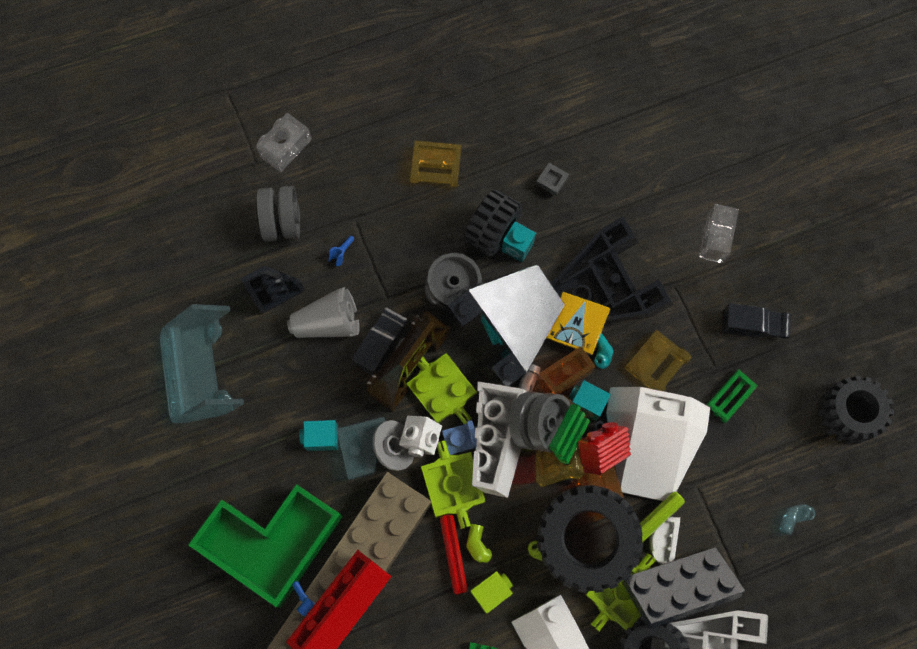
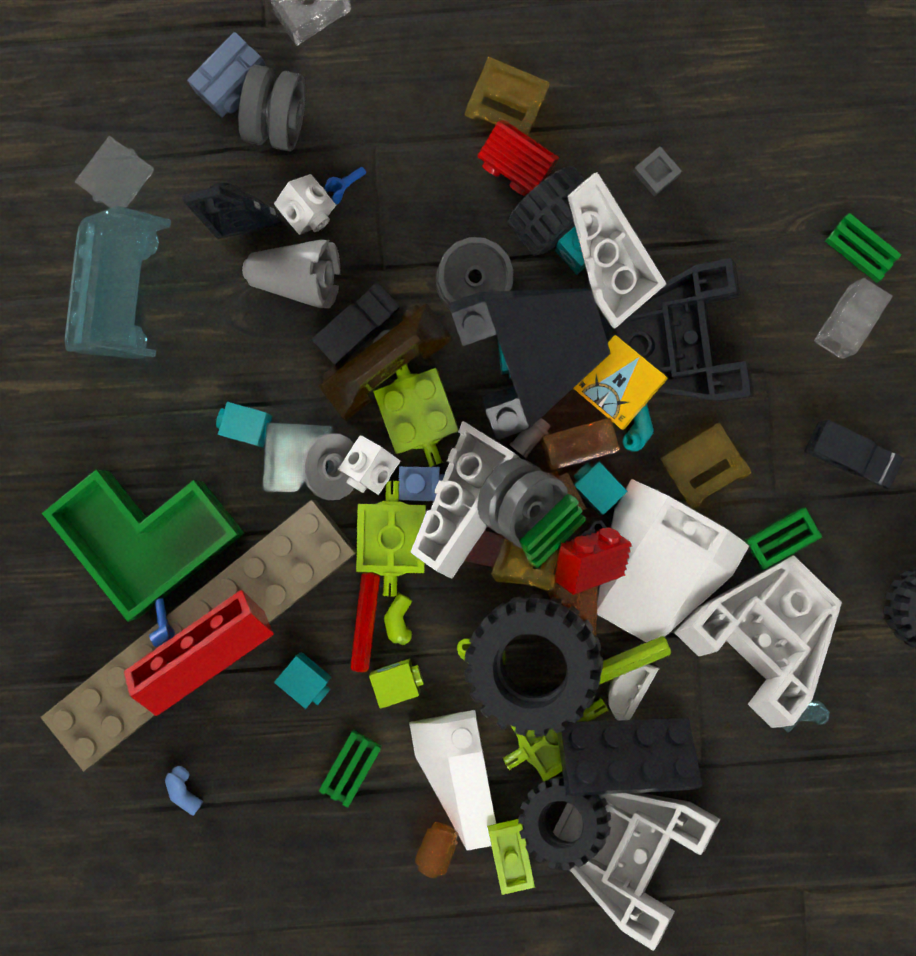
camera: 25 degrees right, 15 degrees up
(176, 292) = (114, 174): none -> clear piece
(239, 203) = (223, 75): none -> sand blue brick
(319, 270) = (305, 204): none -> white brick
(422, 613) = (304, 681): none -> teal brick
(455, 197) = (516, 157): none -> red brick
(546, 239) = (614, 257): none -> white wedge
(706, 183) = (871, 238): none -> green tile
(754, 458) = (779, 626): none -> white wedge

